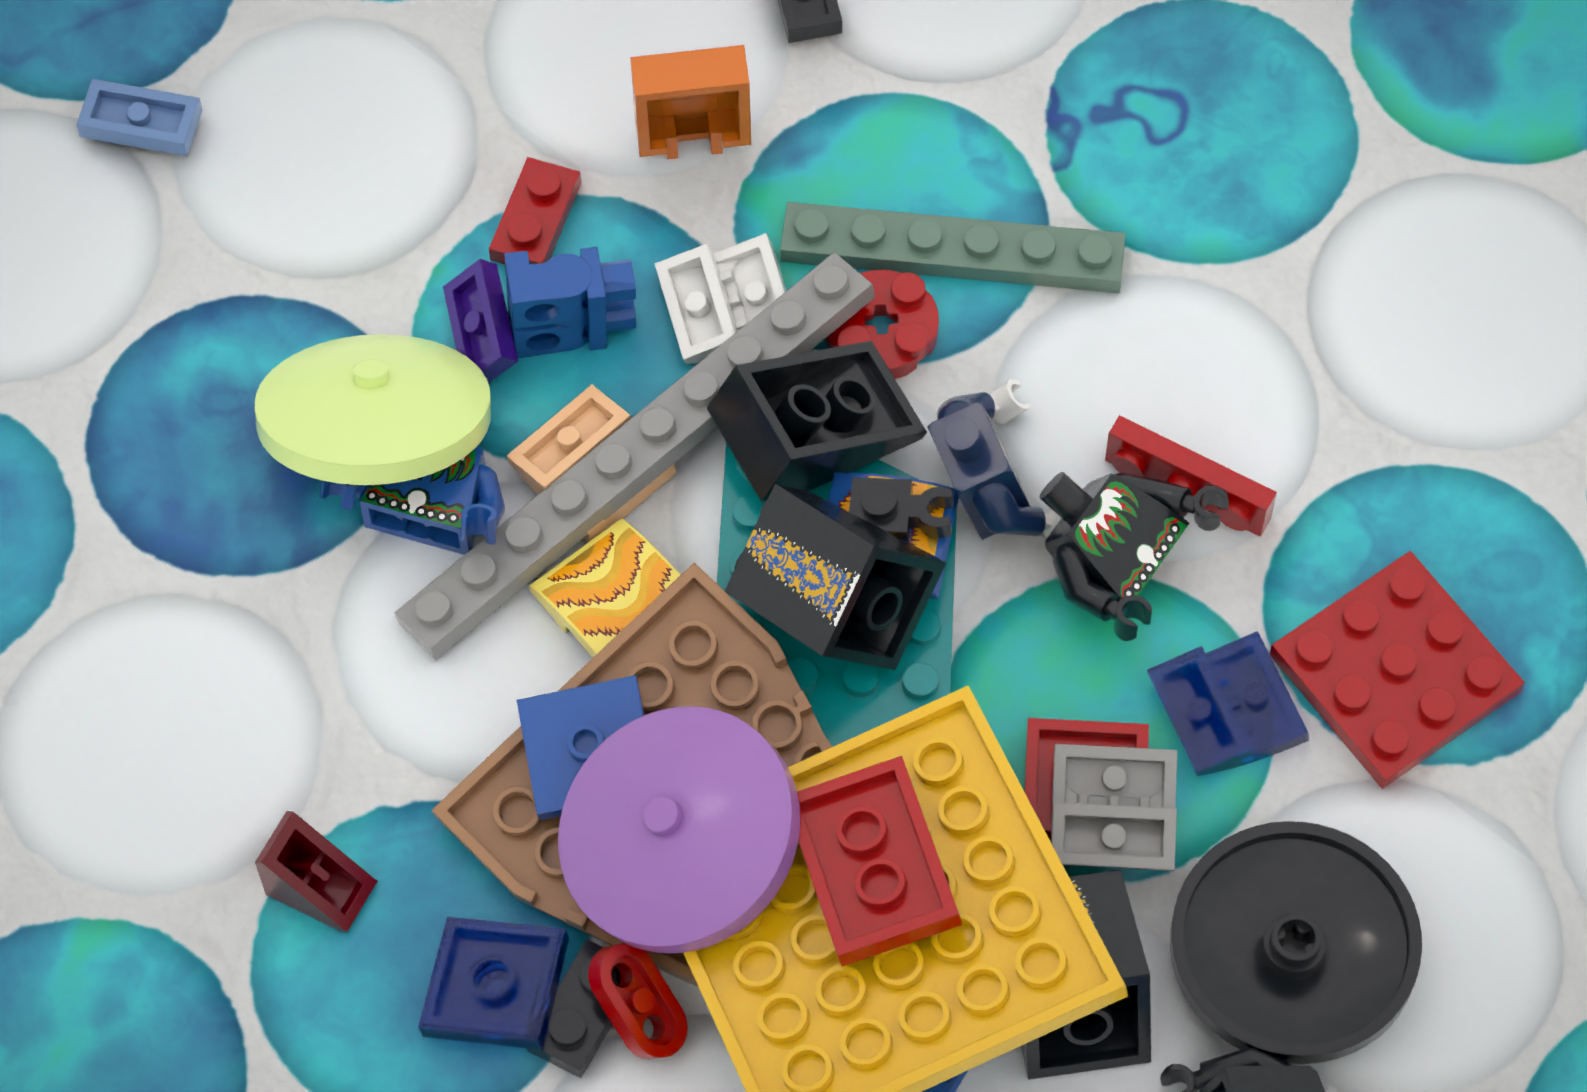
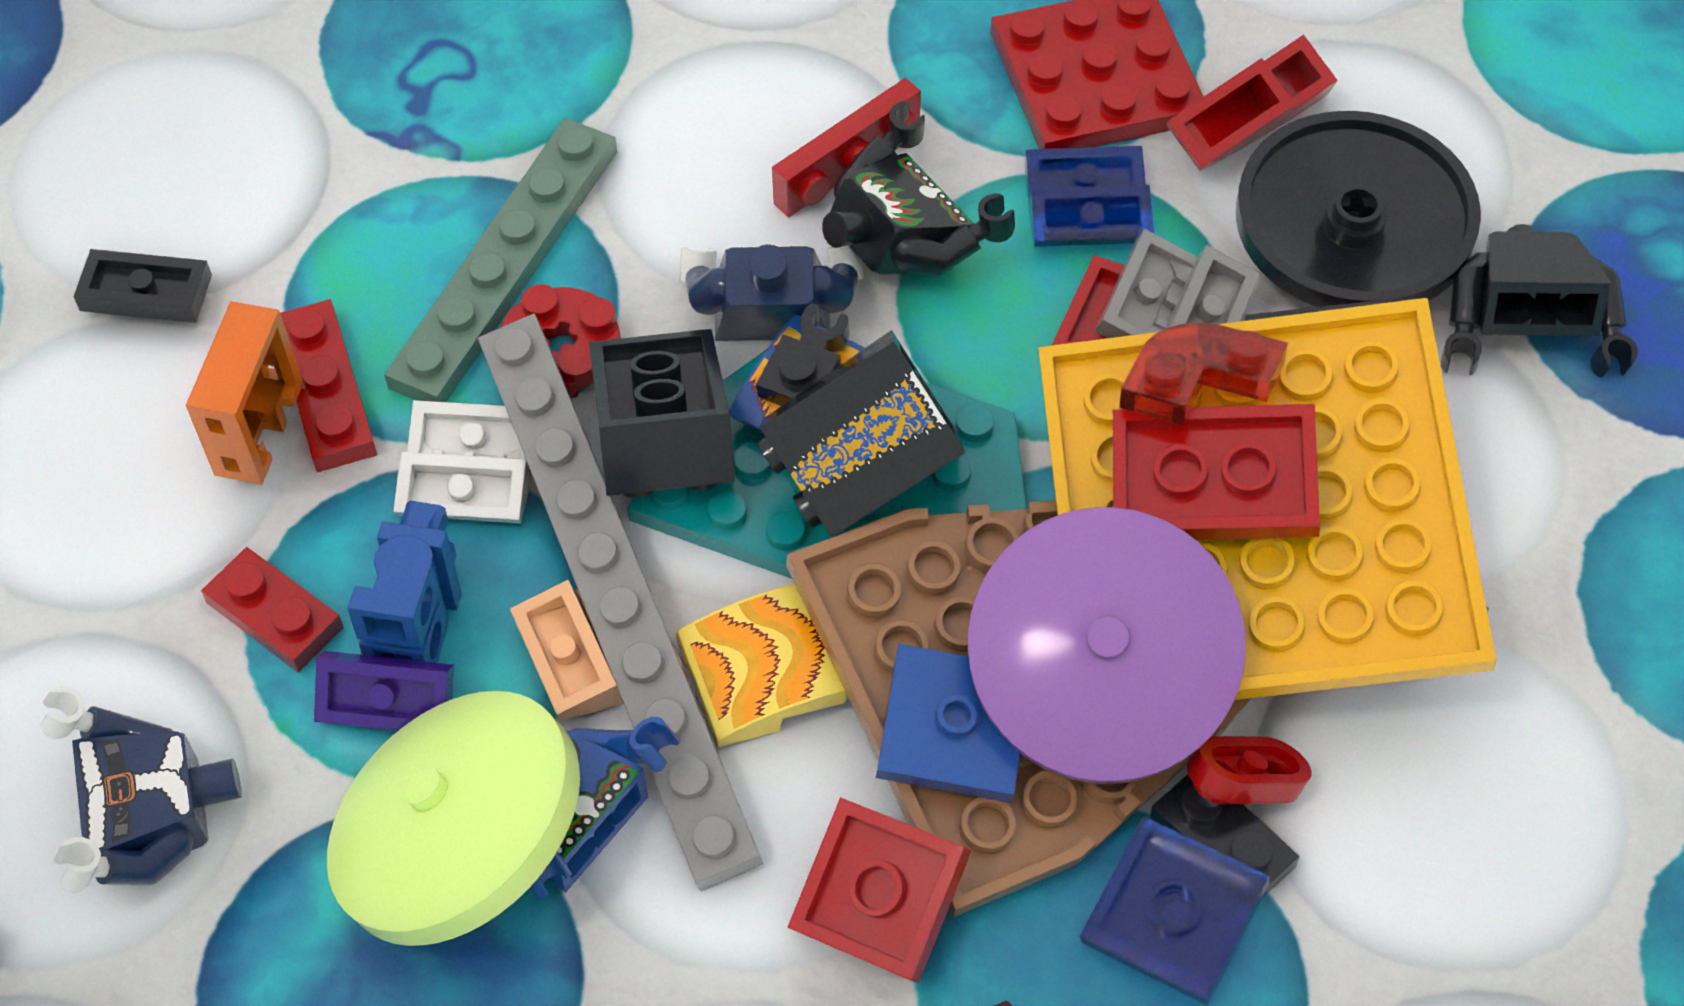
camera: 70 degrees left, 5 degrees down
(325, 192) = (135, 792): none -> torso
(425, 744) = (879, 889): none -> red plate
(769, 163) = (329, 396): none -> red plate
(978, 799) = (1191, 355): none -> clear red plate
(1397, 814) = (1252, 103): none -> red slope

